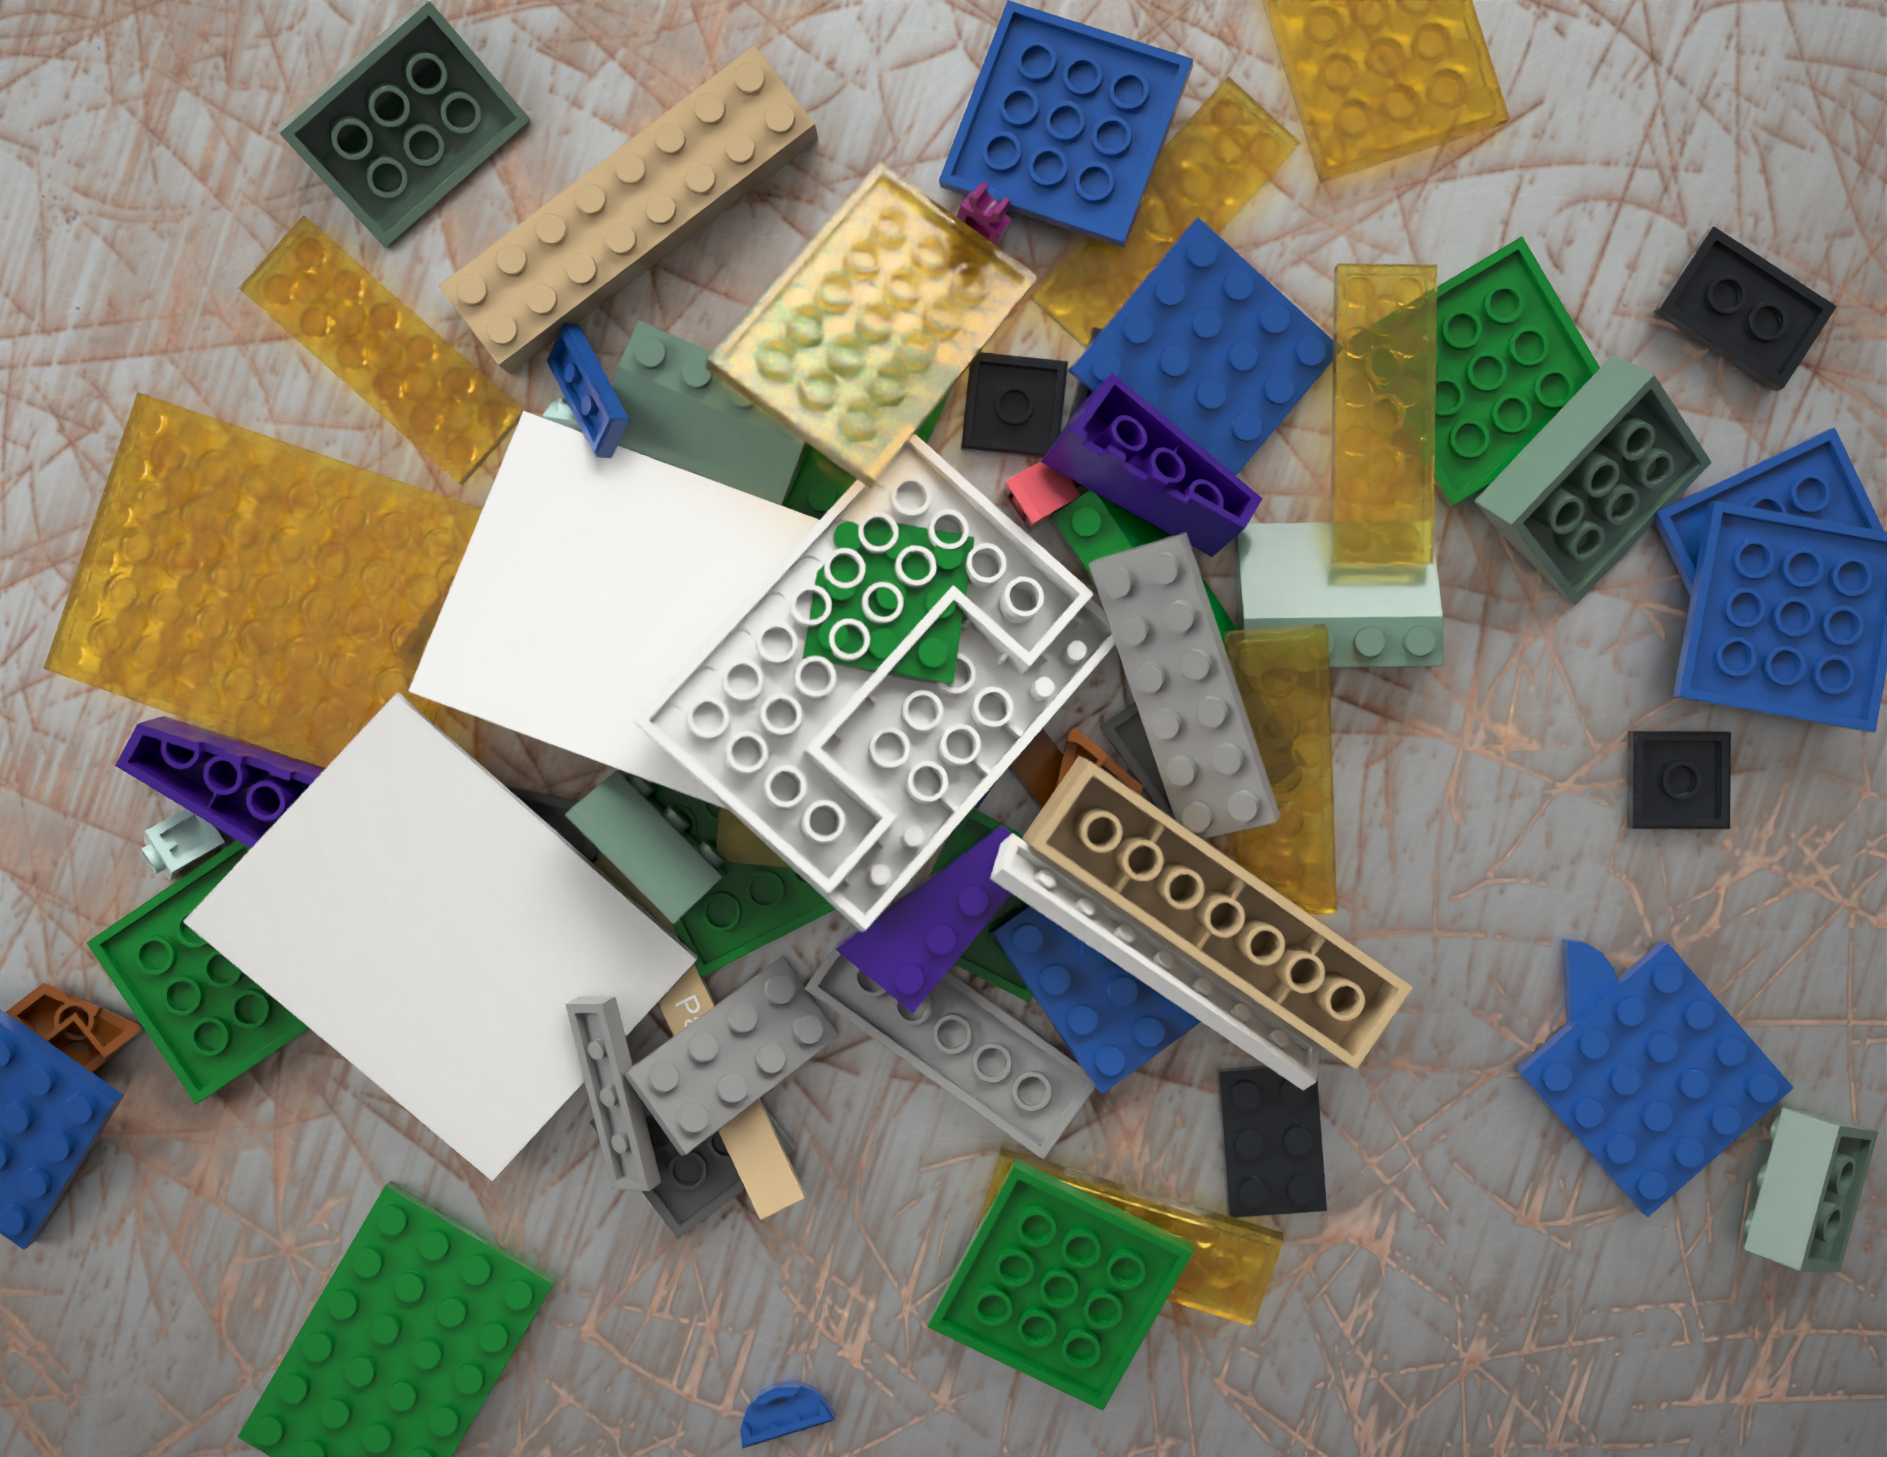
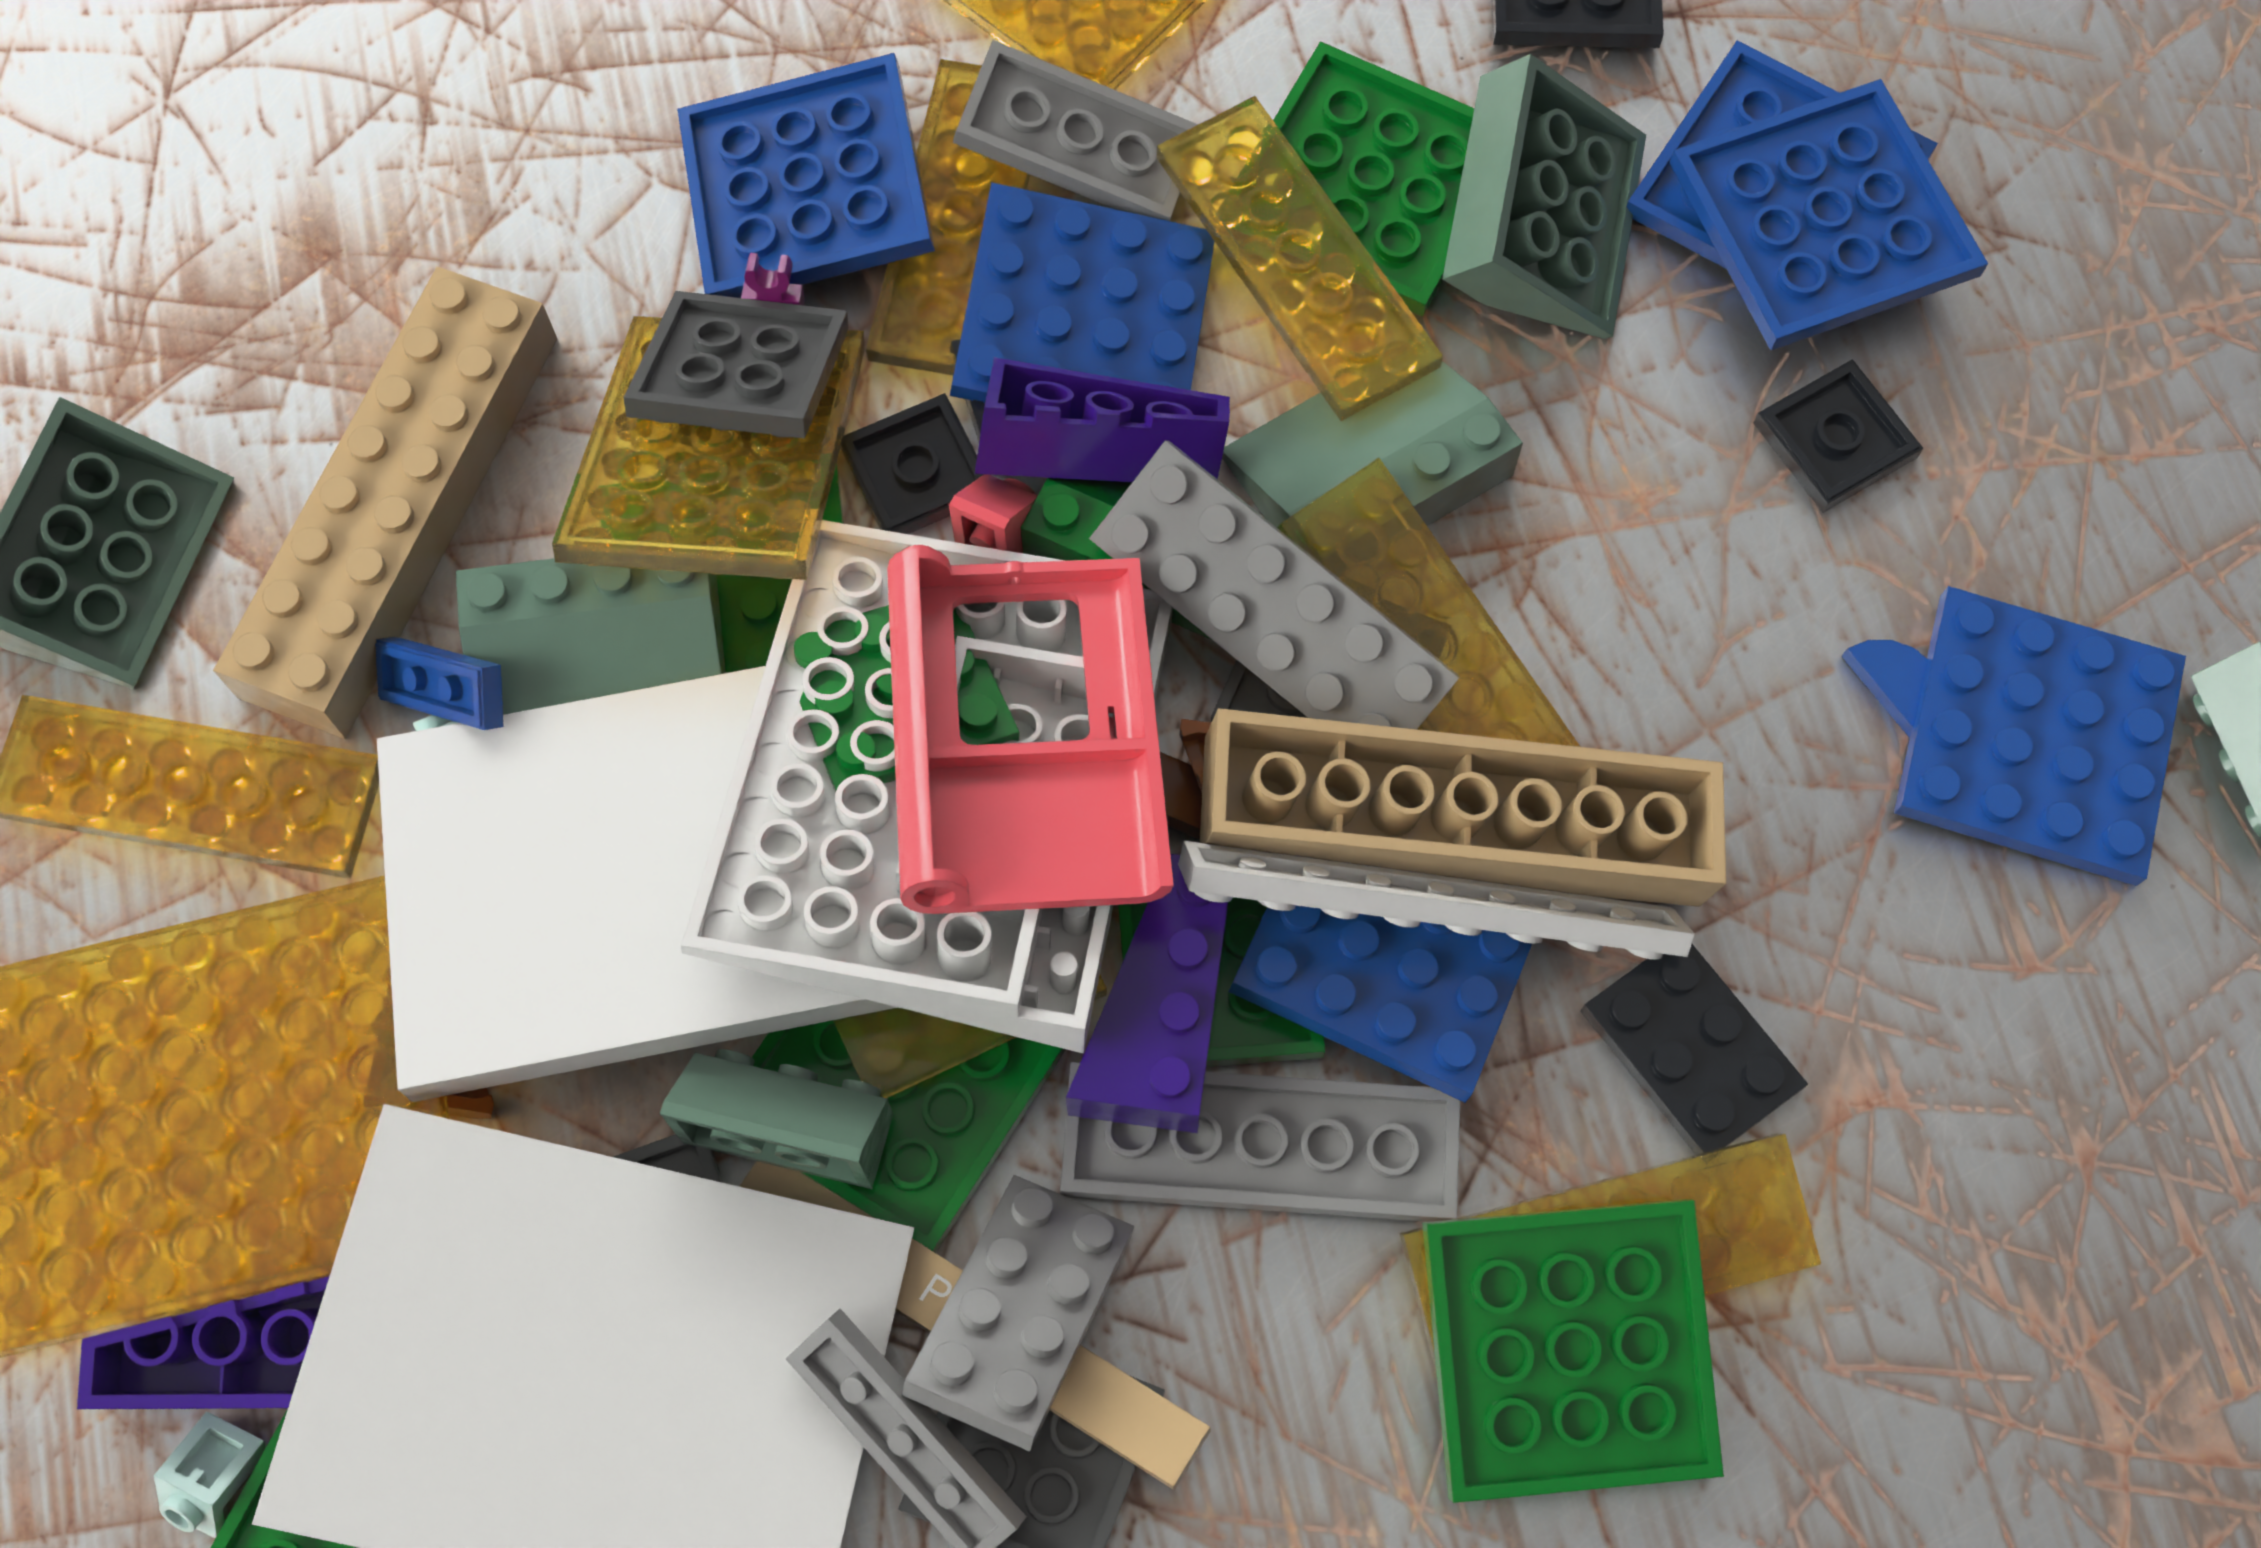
camera: 30 degrees left, 20 degrees down
(919, 760) = (1030, 817): none -> coral piece
(925, 266) = (737, 364): none -> dark grey plate
(1286, 207) = (1070, 132): none -> light grey plate

